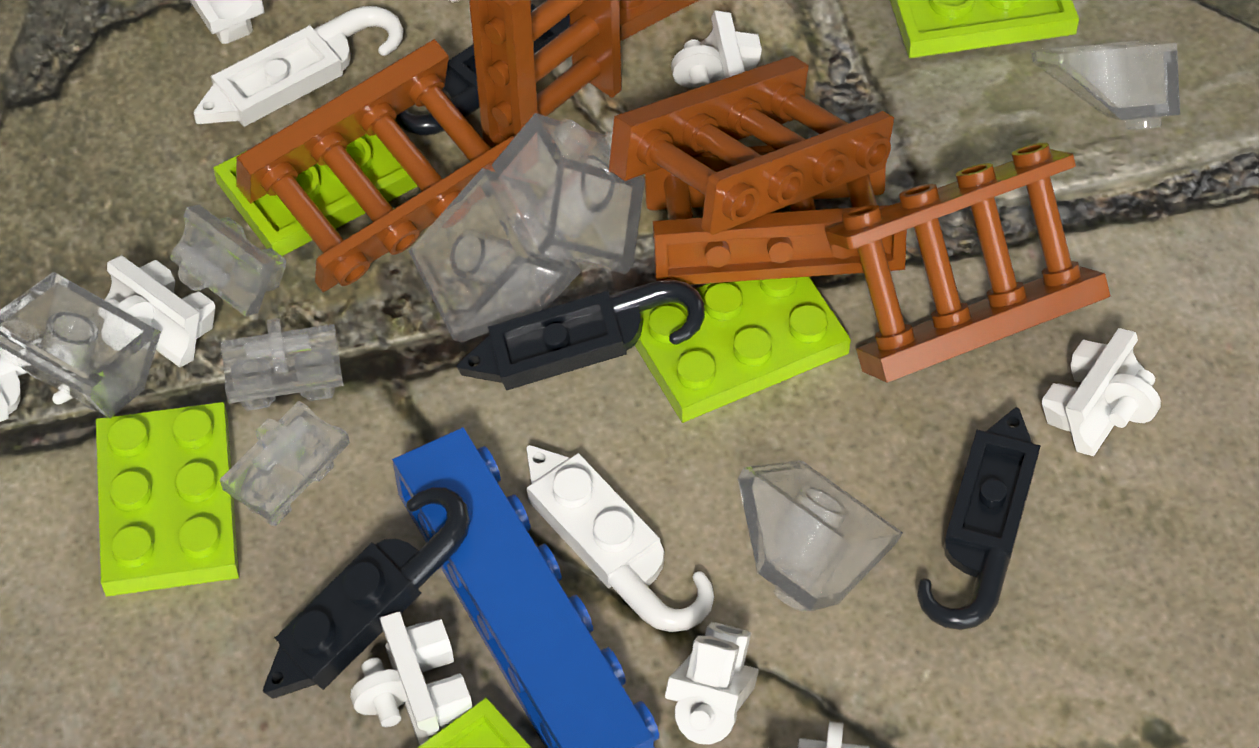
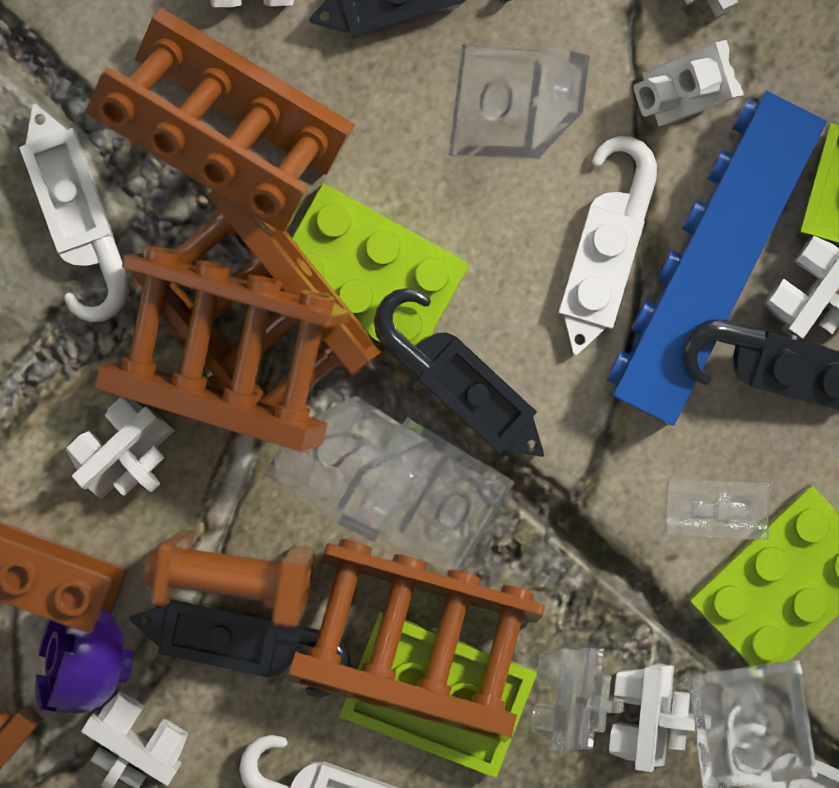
camera: 130 degrees left, 35 degrees up
(281, 365) = (639, 577): clear hips -> none
(953, 142) = (74, 210): none -> white plate

